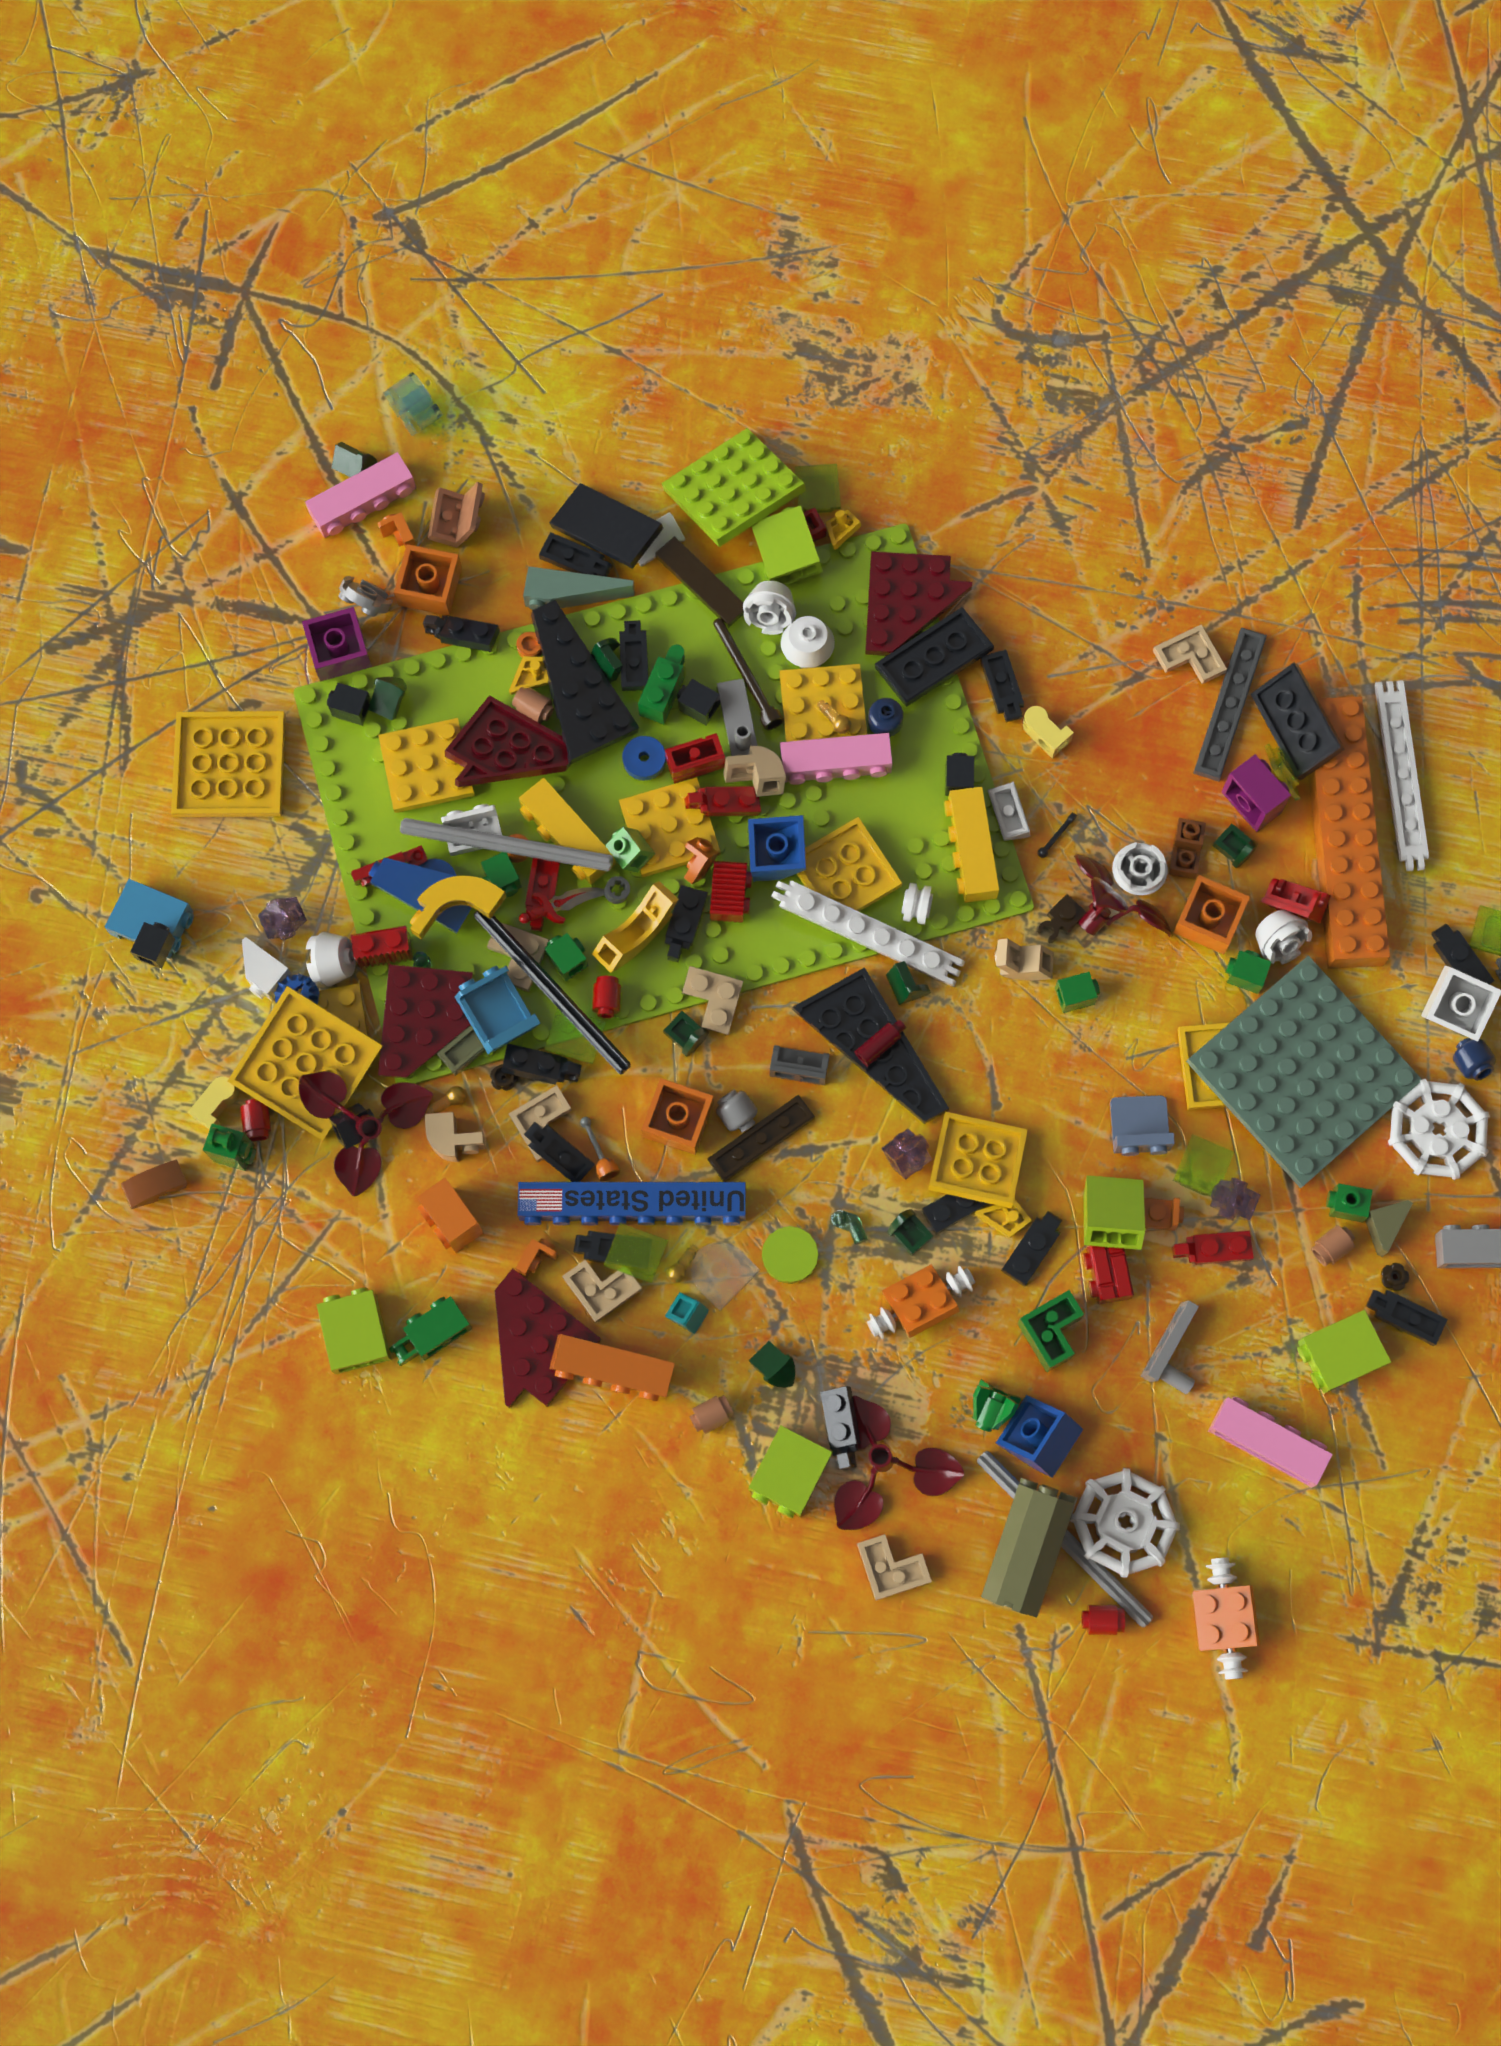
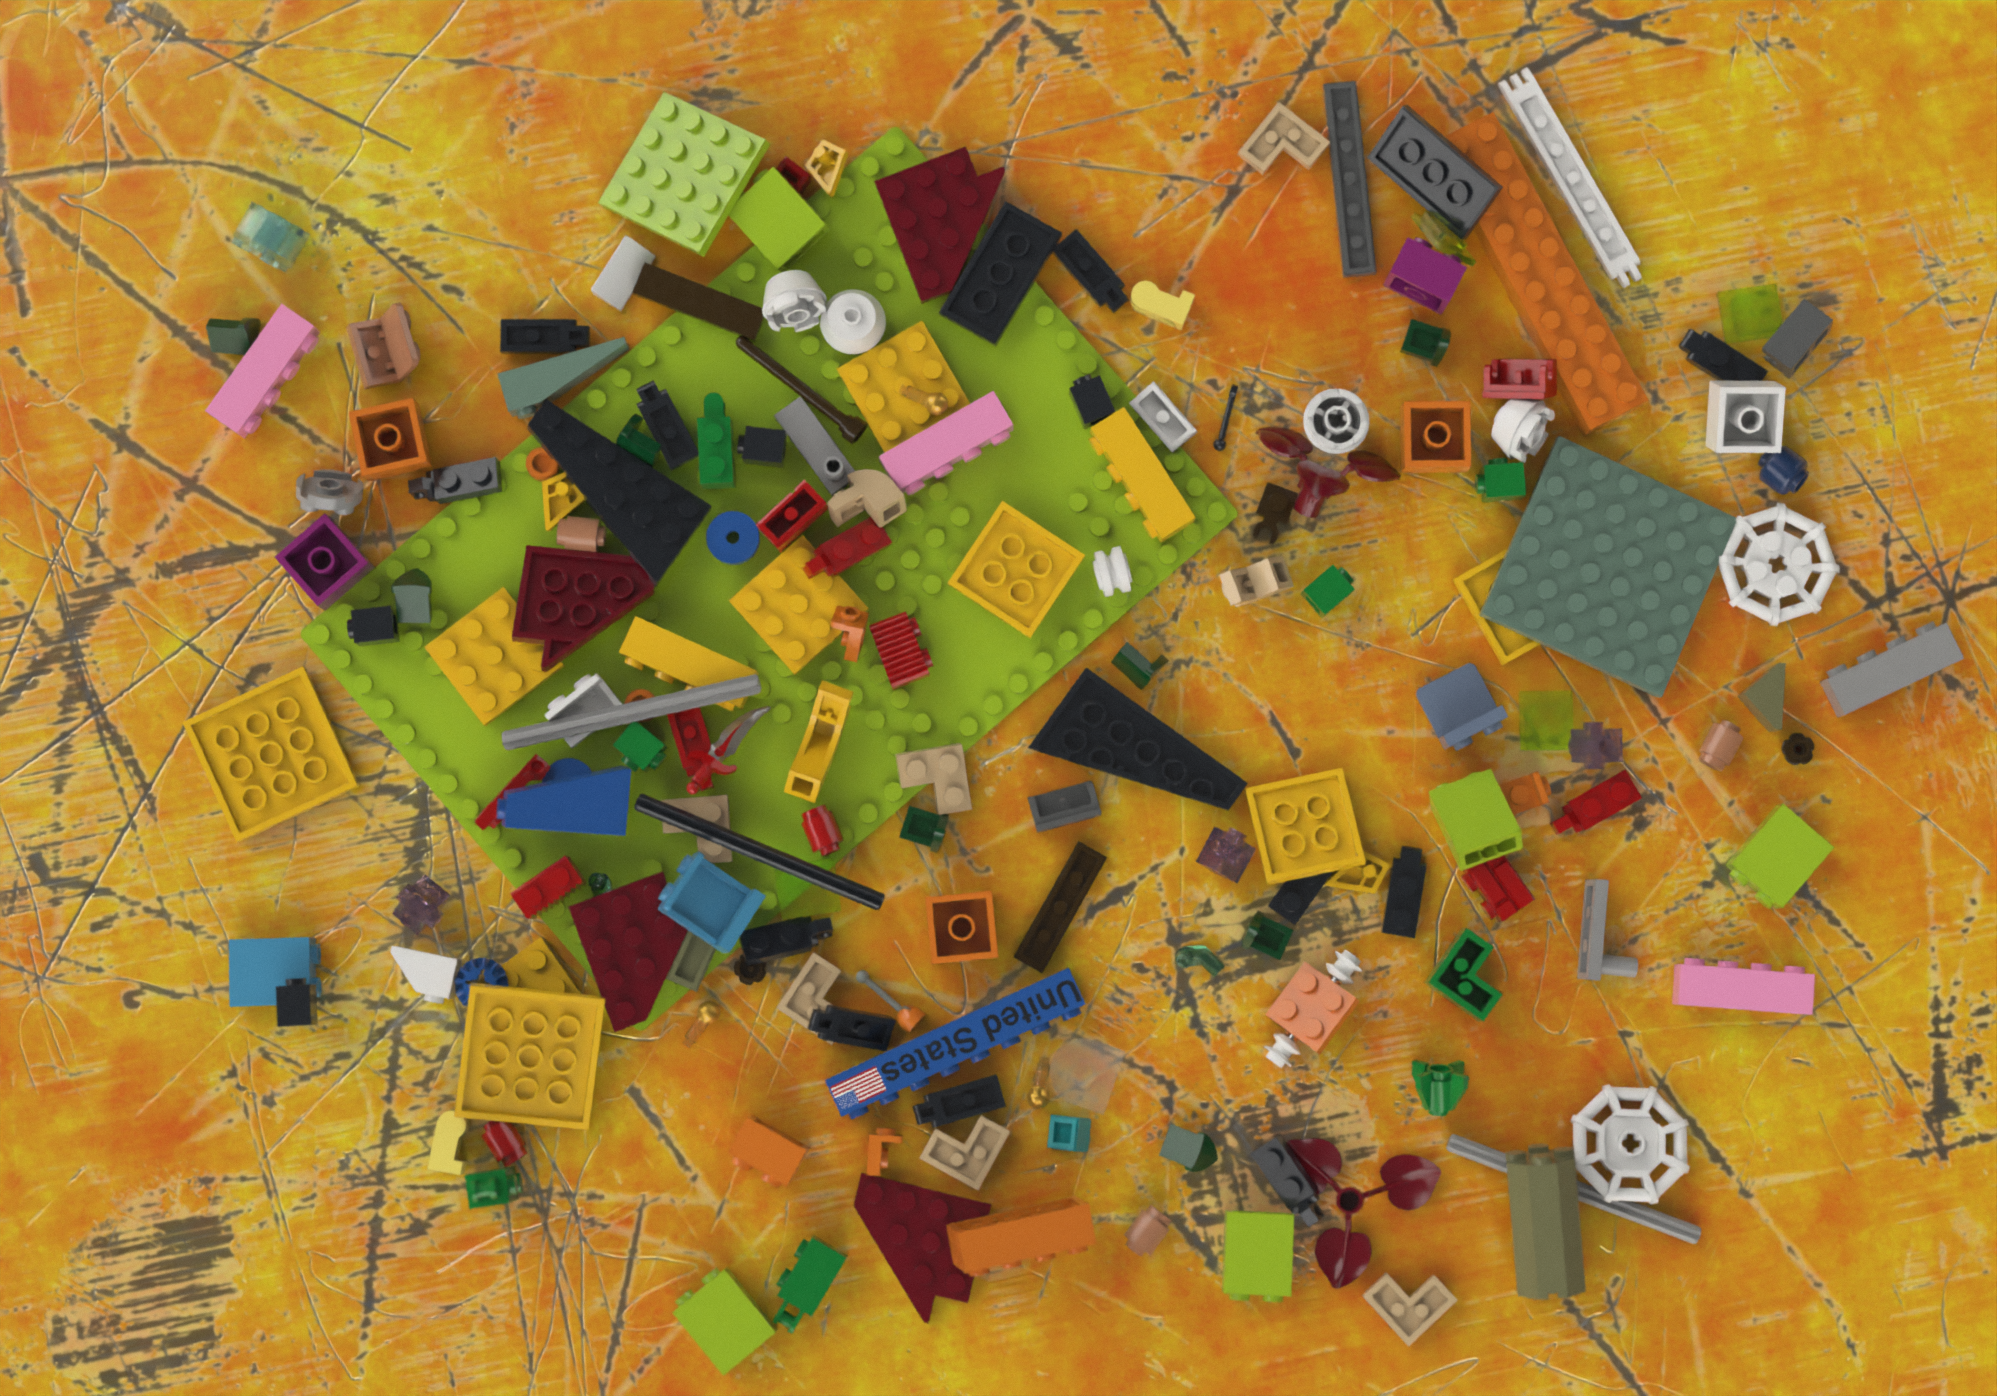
camera: 25 degrees left, 10 degrees up
(152, 1183) = (428, 1262): dark orange slope -> none
(330, 958) = (498, 926): white cone -> none
(345, 1126) = (615, 1099): black brick -> none
(360, 1166) = (635, 1142): dark red plant -> none
(396, 525) = (333, 396): orange bracket -> none
(443, 1137) = (718, 1067): tan brick -> none
(454, 892) = (619, 789): yellow arch -> none
(566, 955) = (755, 804): green brick -> none
(606, 525) = (561, 283): black tile -> none
(609, 886) = (785, 707): dark grey bush -> none
(630, 849) = (769, 654): bright green brick -> none
(636, 1253) = (986, 1097): clear neon green piece -> none
(685, 921) = (866, 704): black hinge -> none
(736, 1111) = (1021, 890): light grey head -> none
(776, 847) = (931, 579): blue slope -> none
(790, 1254) = (1150, 1020): lime tile -> none
(821, 487) = (780, 125): clear neon green piece -> none
(868, 931) = (1072, 627): white hinge -> none
(880, 1042) = (1142, 746): dark red cylinder -> none
(885, 716) = (980, 383): dark blue head -> none
(1040, 1435) = (1501, 1094): blue slope -> none
(1103, 1619) = (1651, 1256): red brick -> none
(1187, 848) = (1374, 369): dark orange slope -> none
(1226, 1618) = (1777, 1195): orange plate -> none
(1349, 1202) = (1717, 691): green brick -> none
(1407, 1316) = (1829, 786): black hinge -> none

